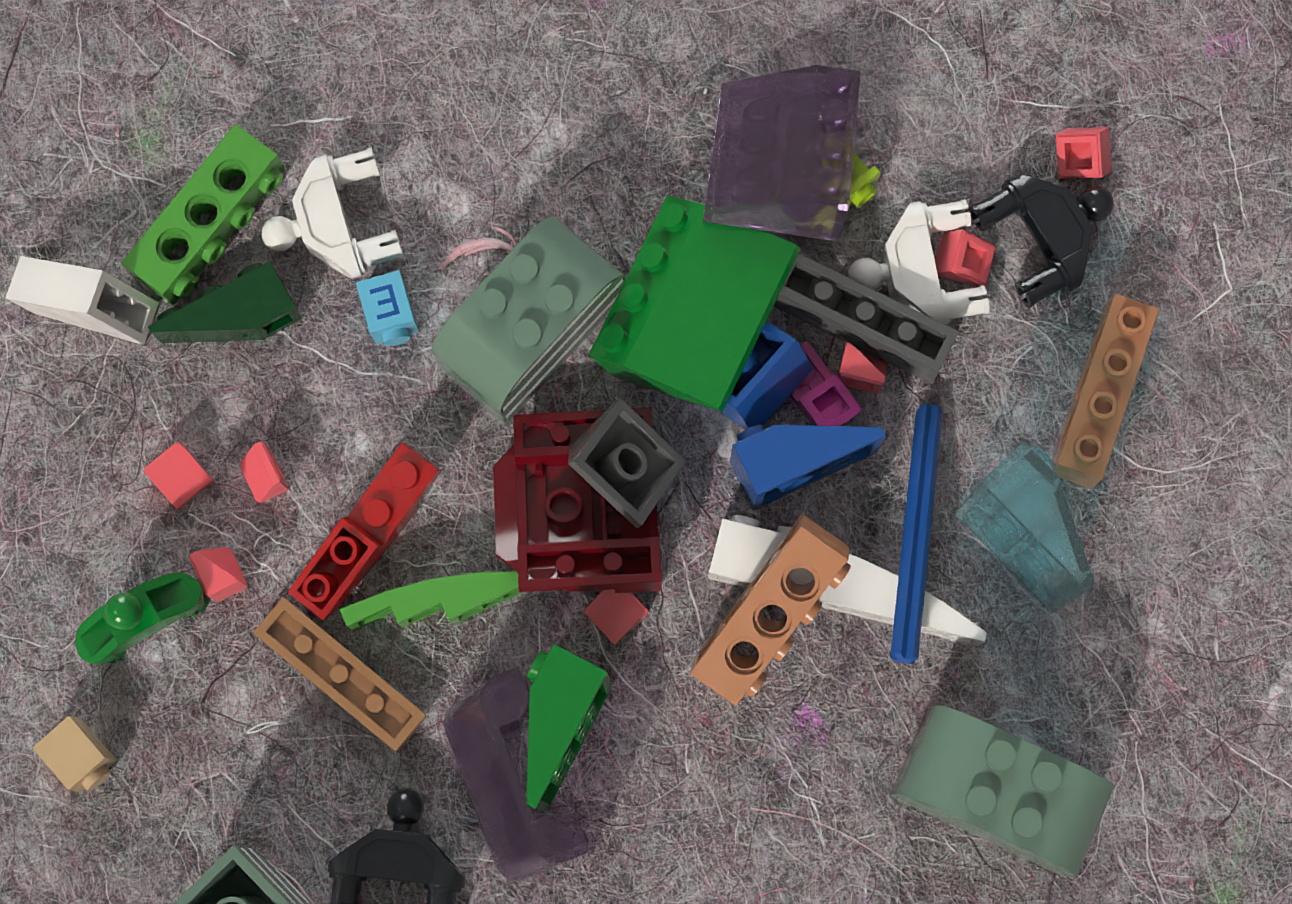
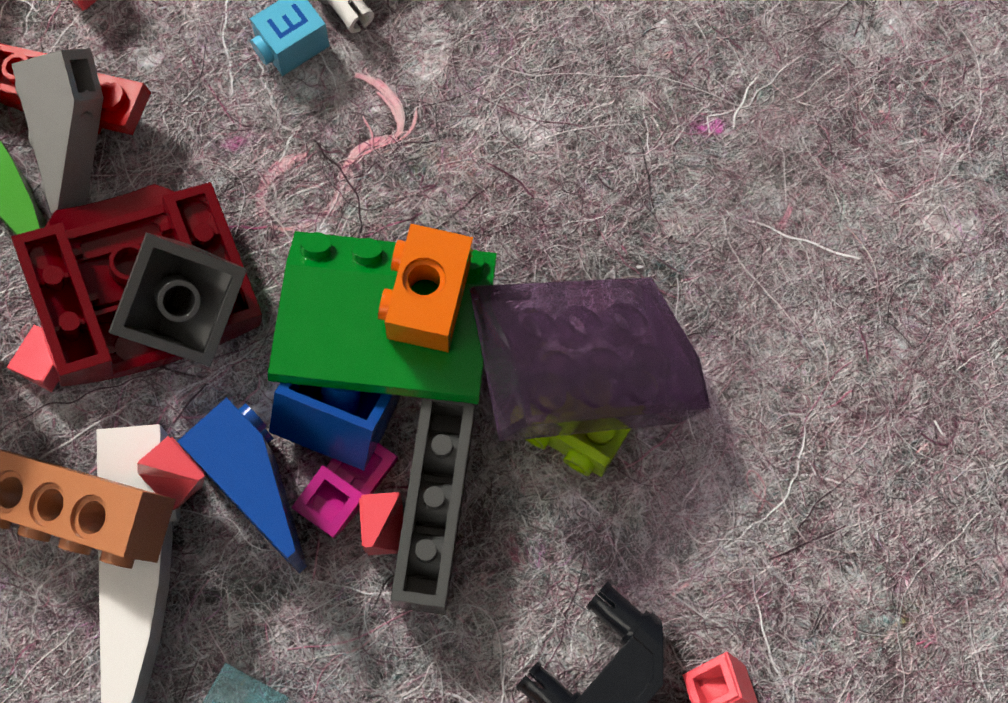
camera: 65 degrees right, 5 degrees down
(403, 516) = (63, 120): none -> light grey slope
(527, 318) = (315, 157): sand green brick -> none
(682, 227) = (432, 317): none -> orange brick
(773, 514) = (171, 471): none -> coral slope
(911, 265) = (516, 539): white connector -> none
(916, 535) = (201, 638): blue axle -> none
(964, 258) = (550, 598): coral slope -> none

